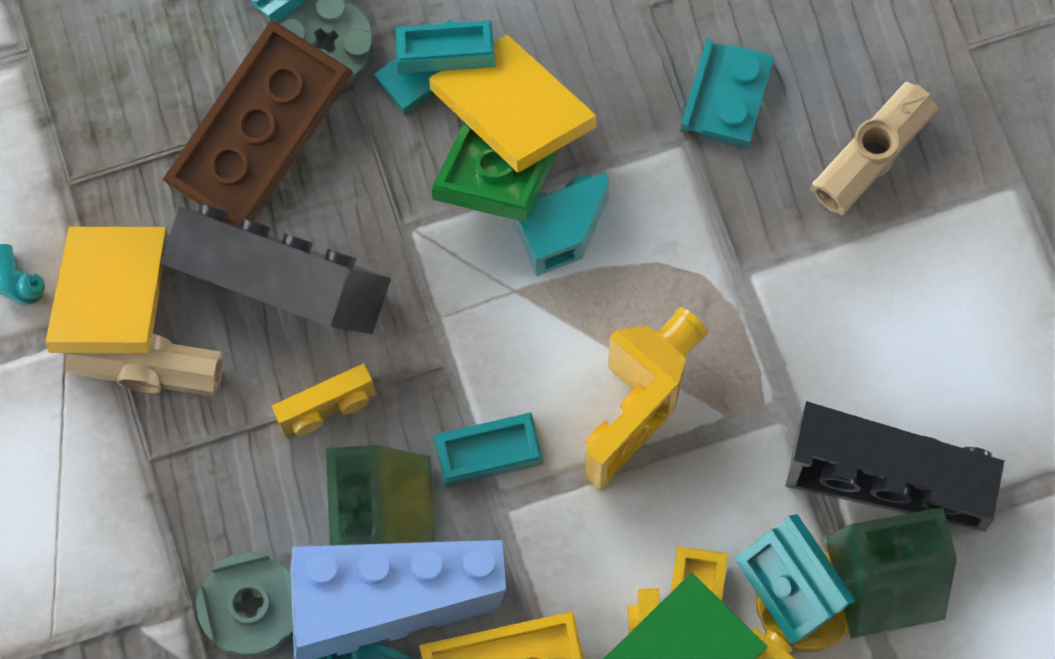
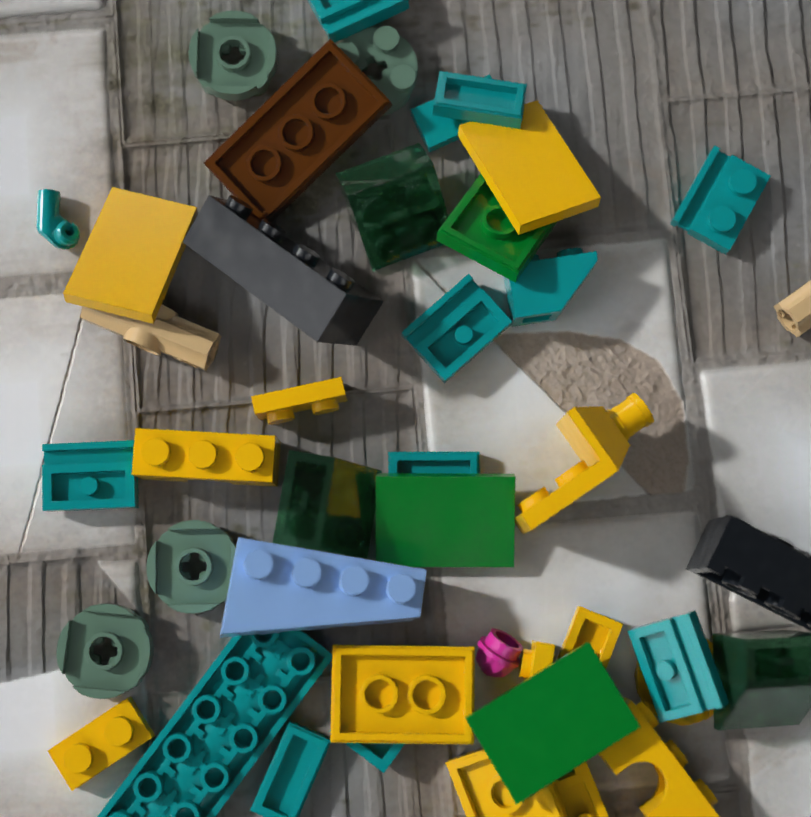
camera: 10 degrees right, 10 degrees up
(113, 535) = (88, 476): none -> teal plate
(177, 87) = (216, 38): none -> sand green plate
(204, 487) = (206, 456): none -> yellow arch
(380, 177) = (395, 205): none -> clear green slope
(476, 289) = (456, 328): none -> teal plate
(513, 488) = (445, 519): none -> green tile
(601, 619) = (498, 653): none -> dark pink plate

